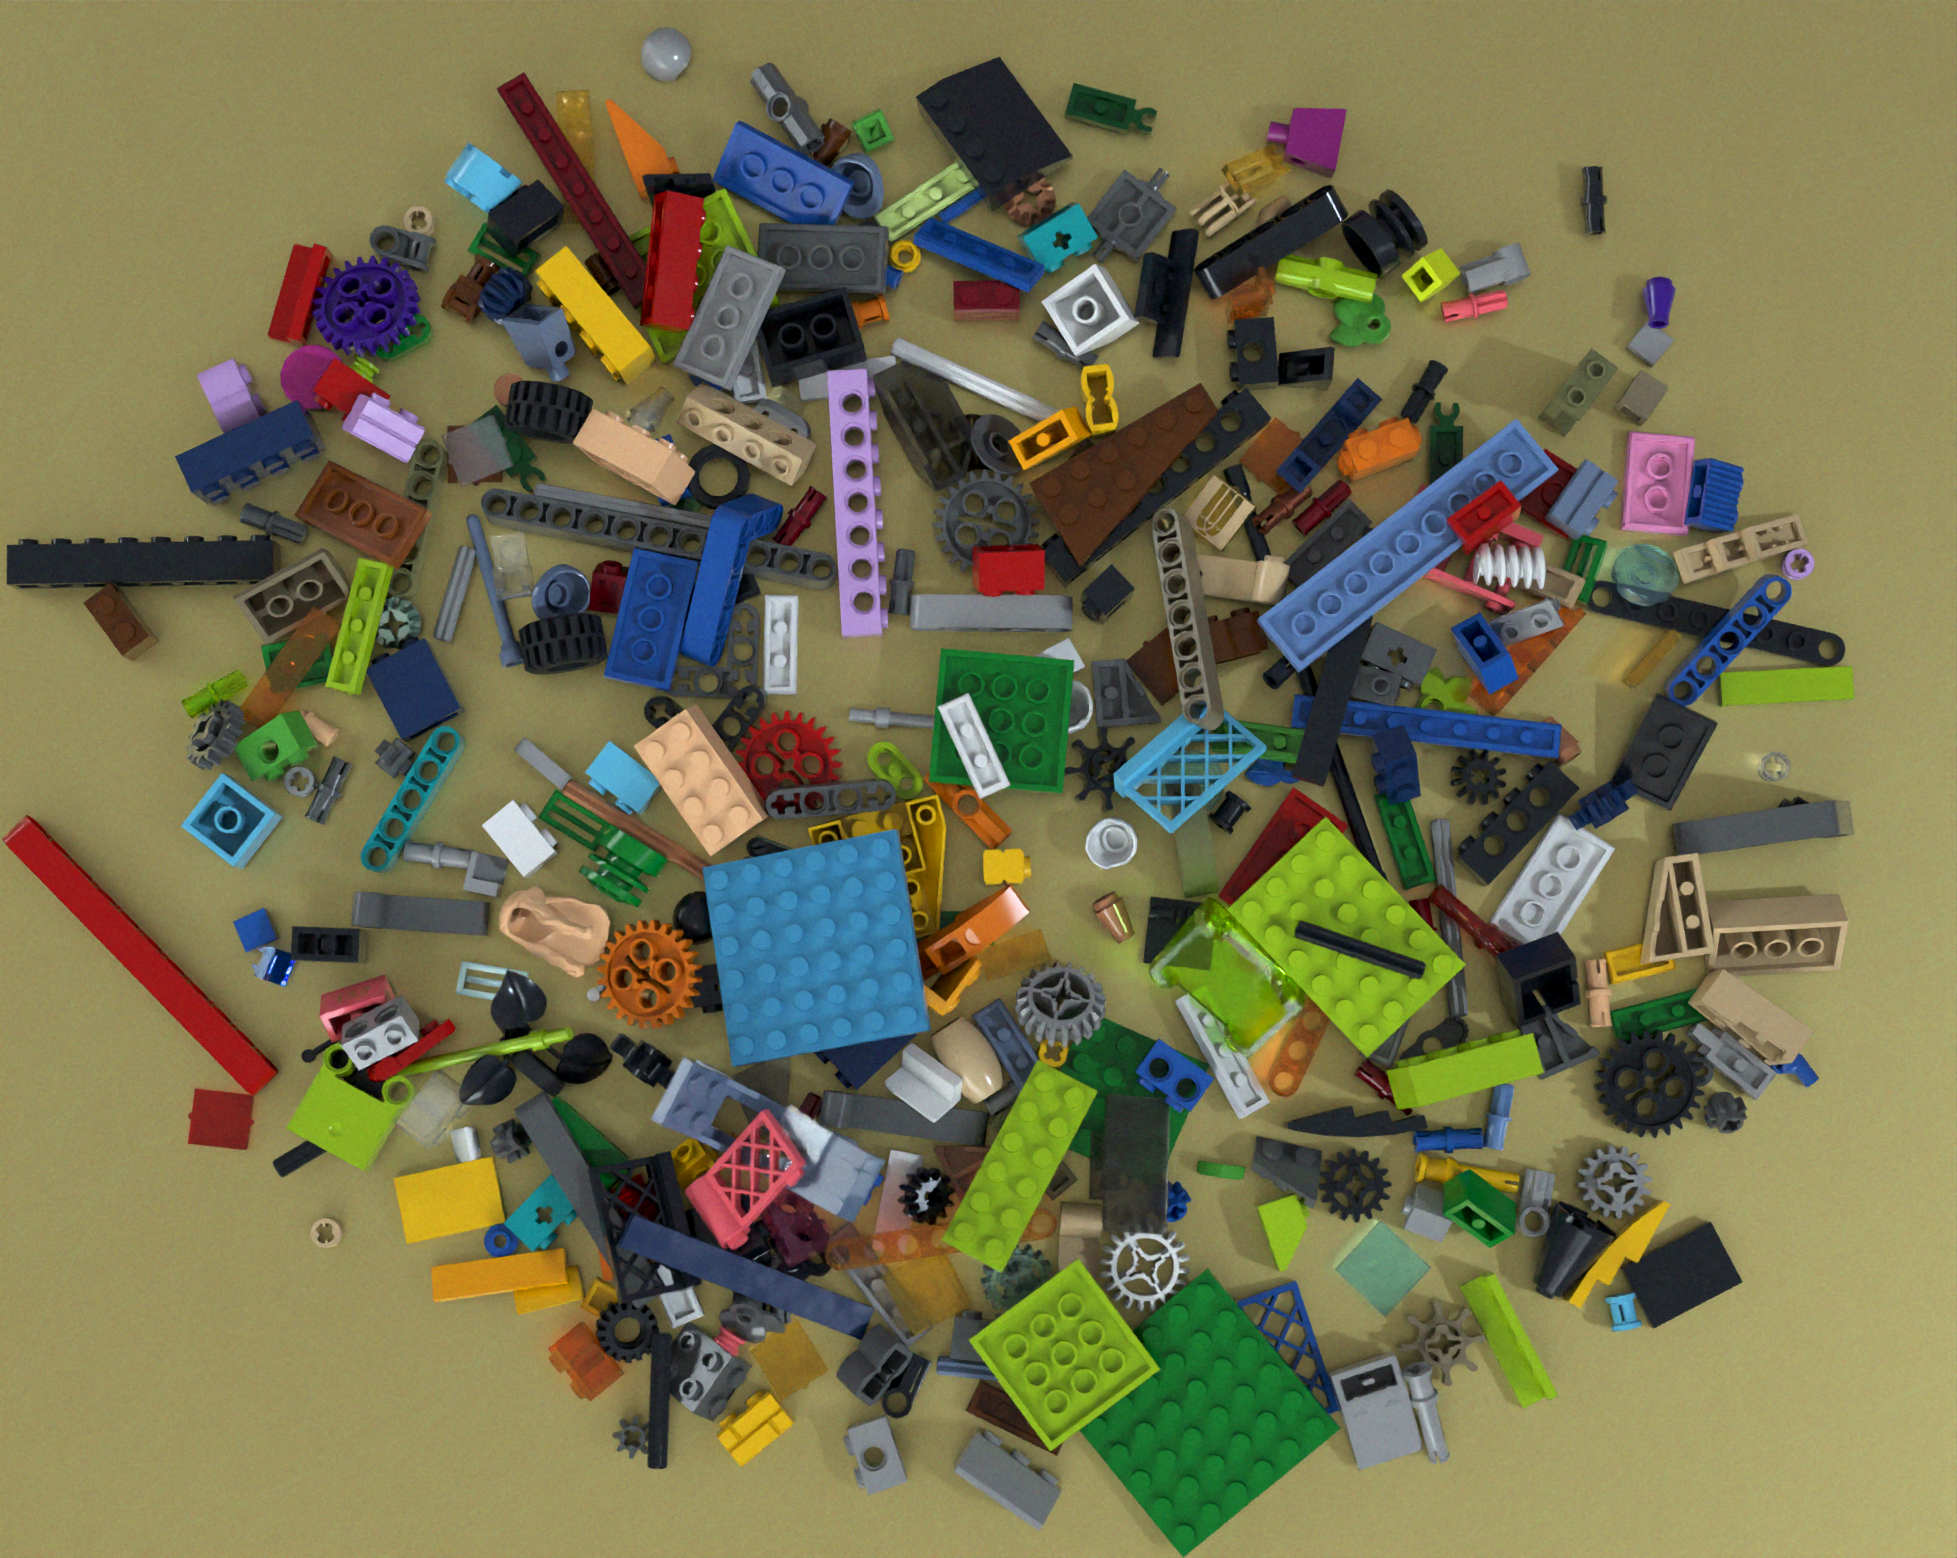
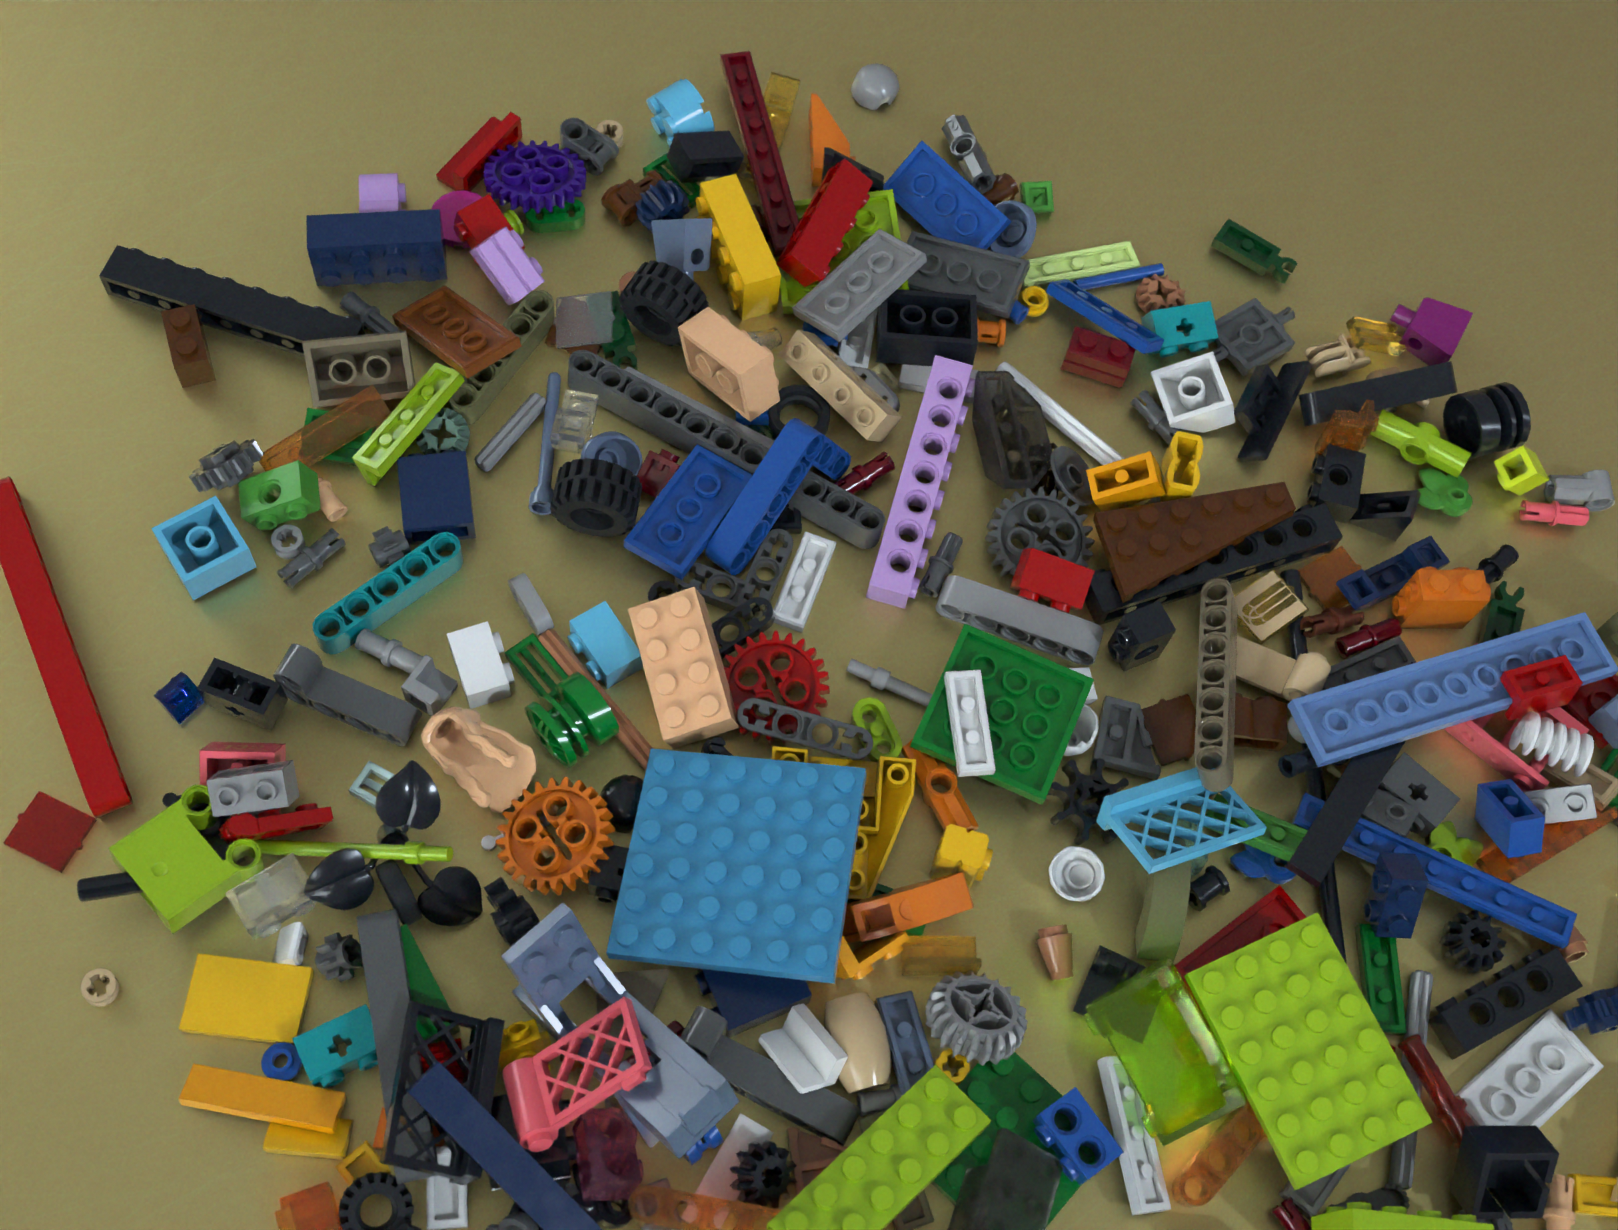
camera: 10 degrees right, 20 degrees down
(214, 692) = (262, 434): clear neon green axle -> none
(255, 930) = (177, 657): blue tile -> none
(807, 1136) = (663, 1044): clear piece -> none
(992, 131) = (1142, 230): black slope -> none
(1359, 949) = (1323, 1062): black axle -> none

